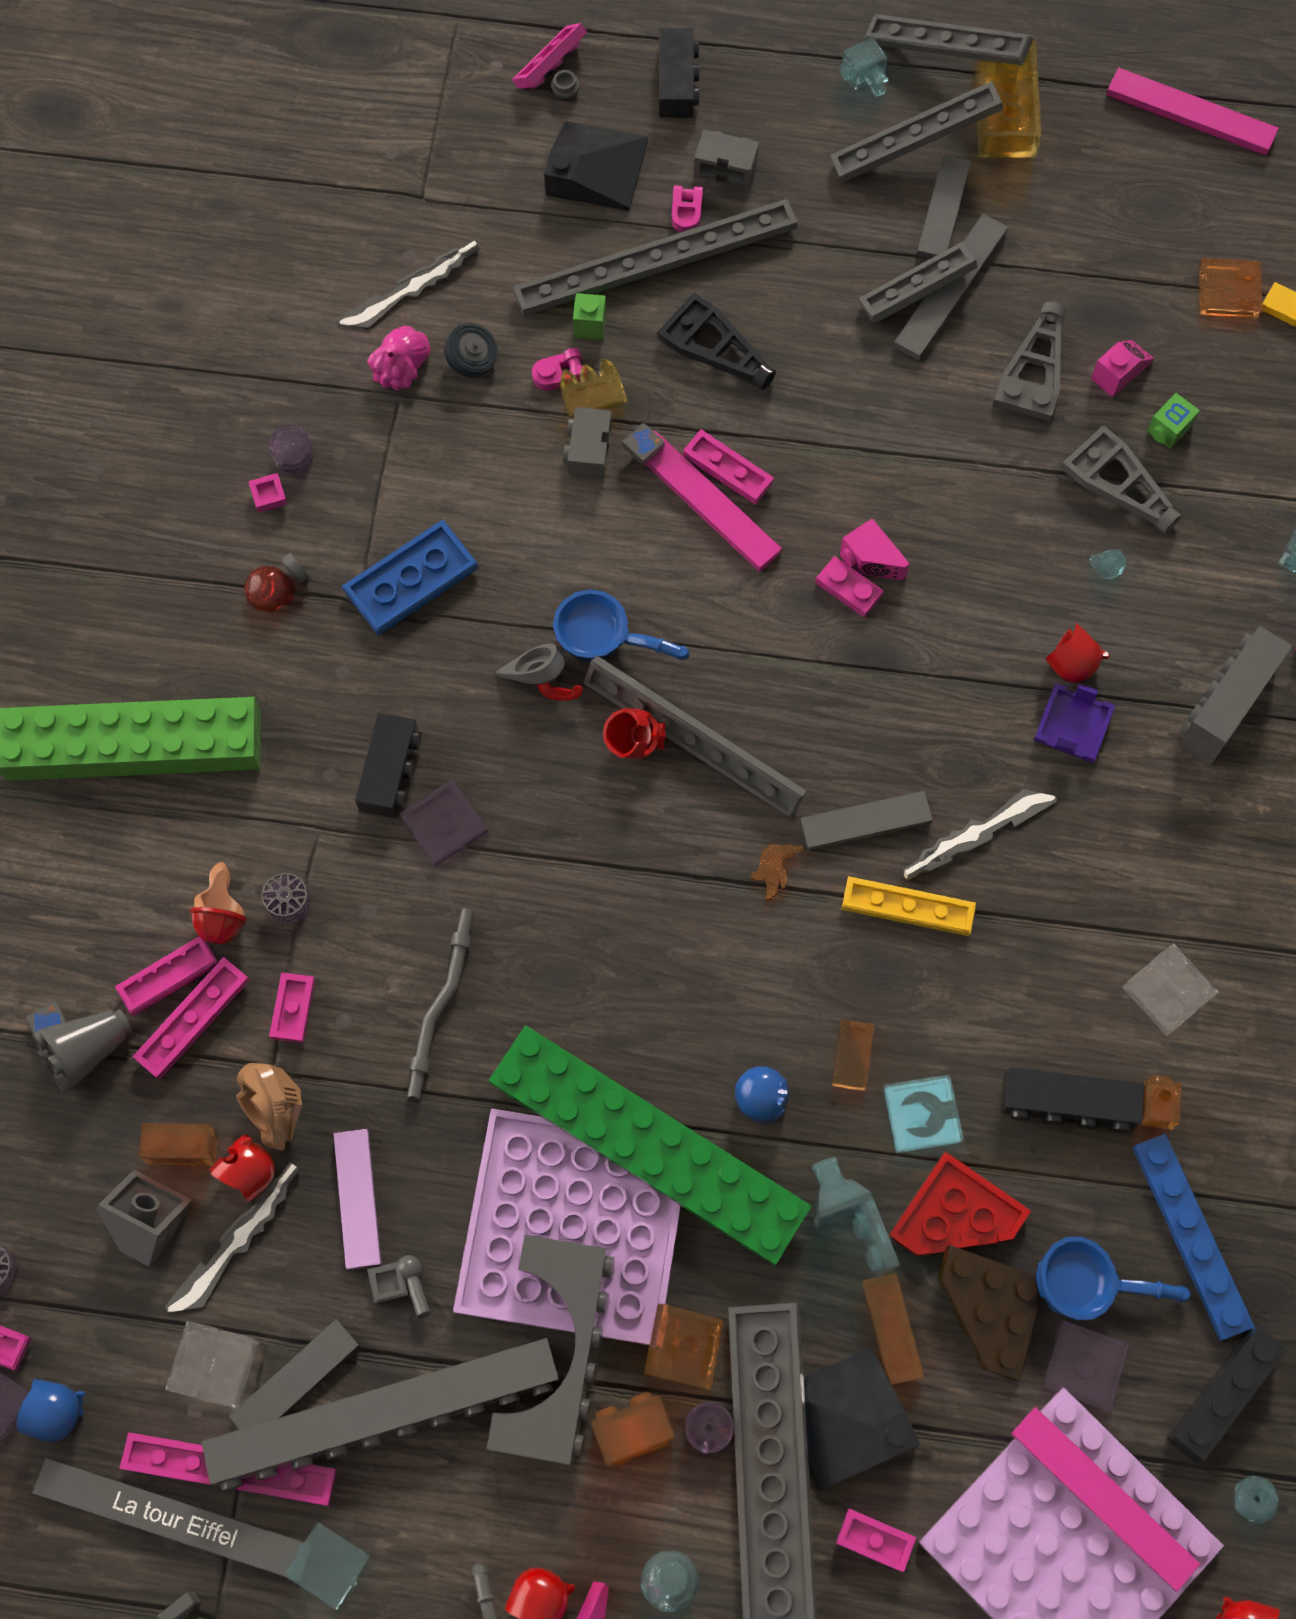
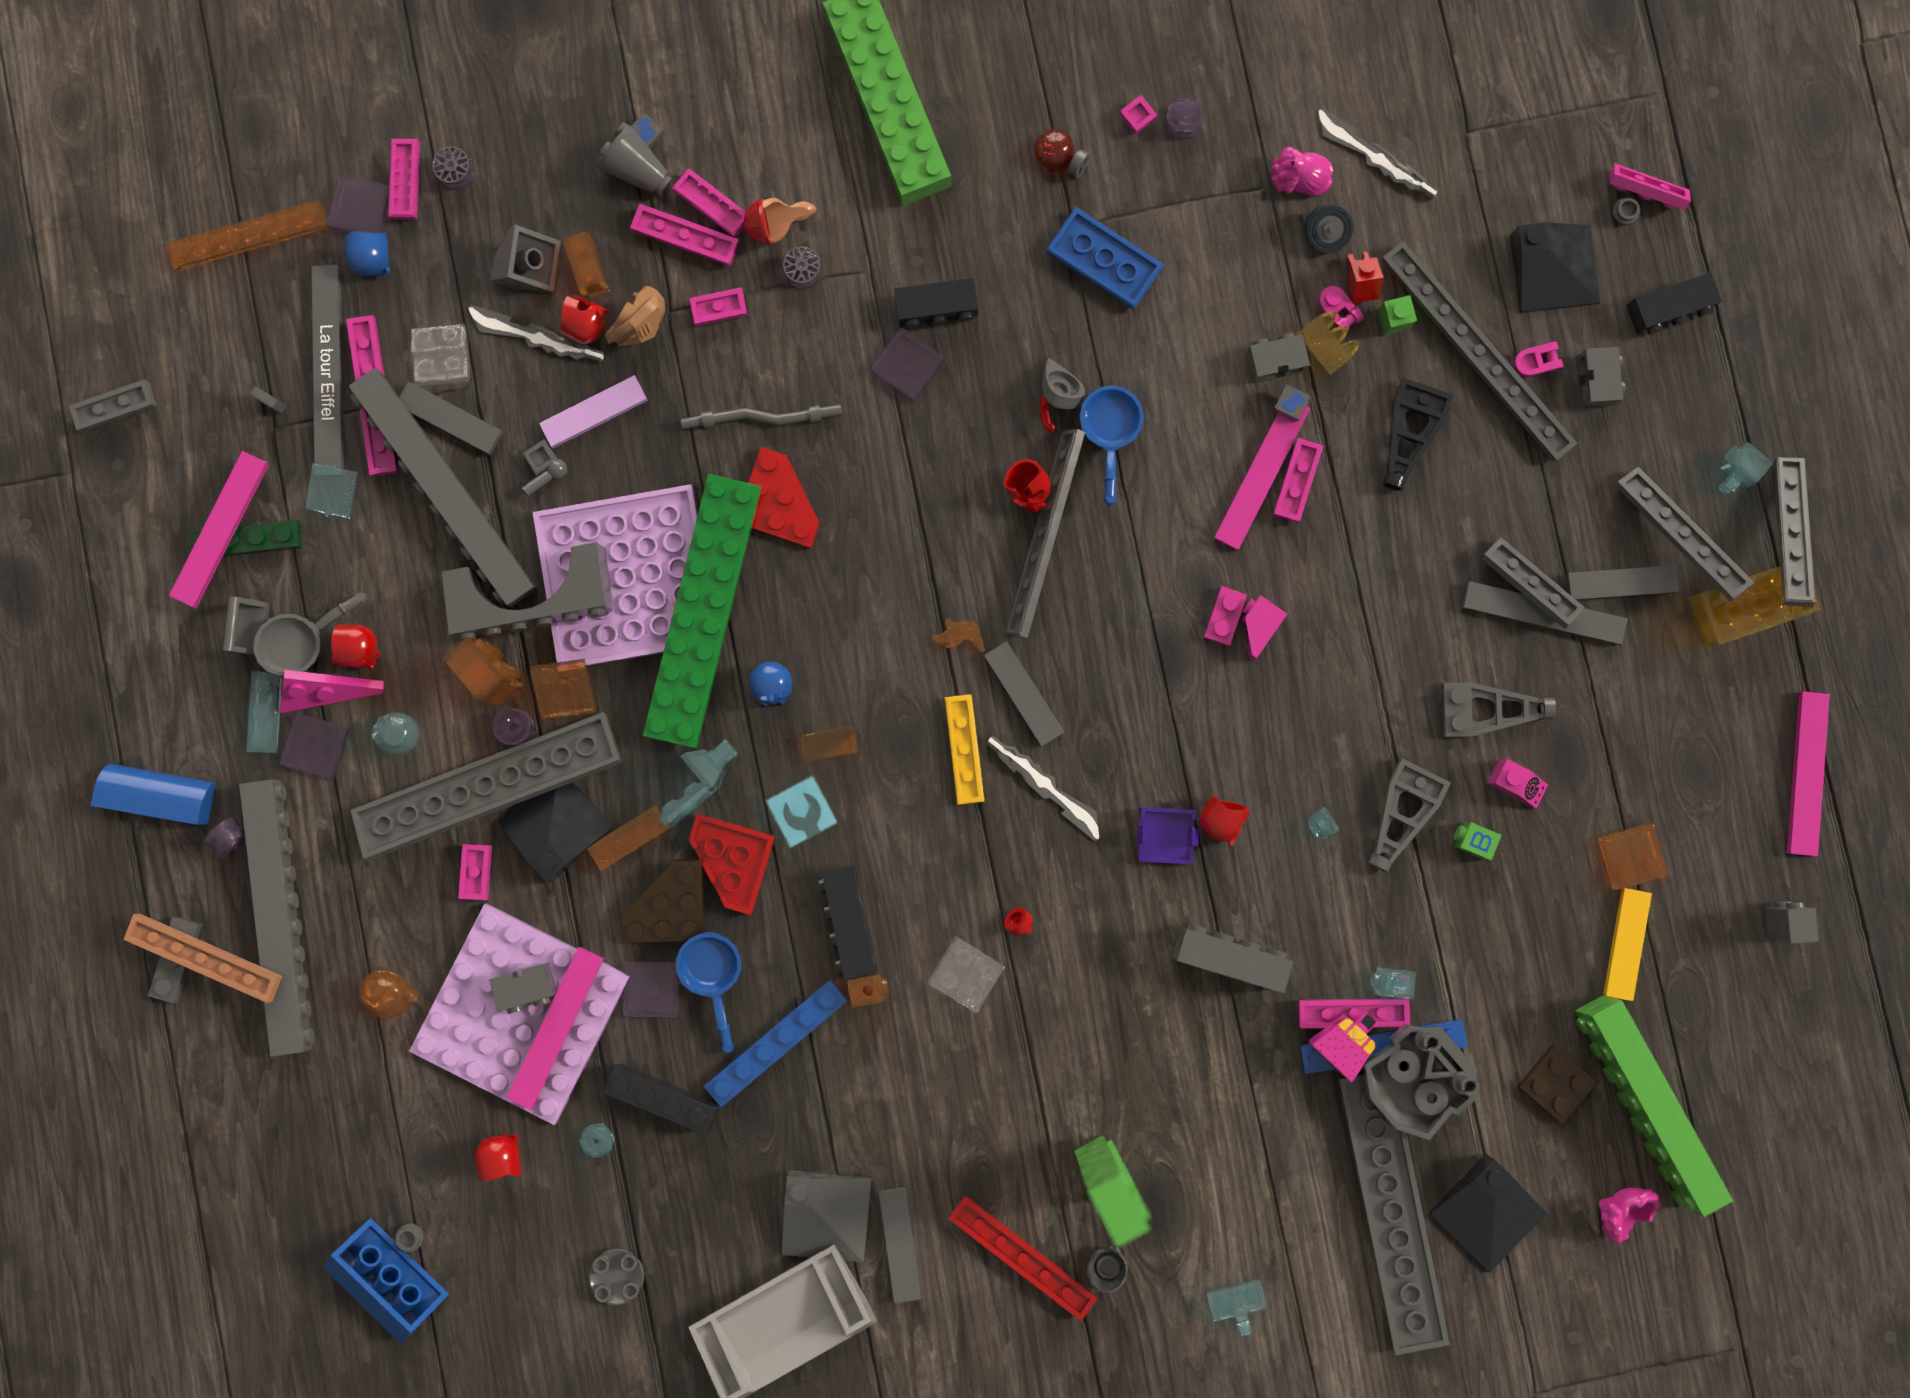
camera: 75 degrees right, 15 degrees up
(538, 333) = (1364, 278): none -> red brick
(557, 1010) = (782, 504): none -> red plate
(1045, 1519) = (533, 986): none -> dark grey brick
(1126, 909) = (1018, 921): none -> red tile

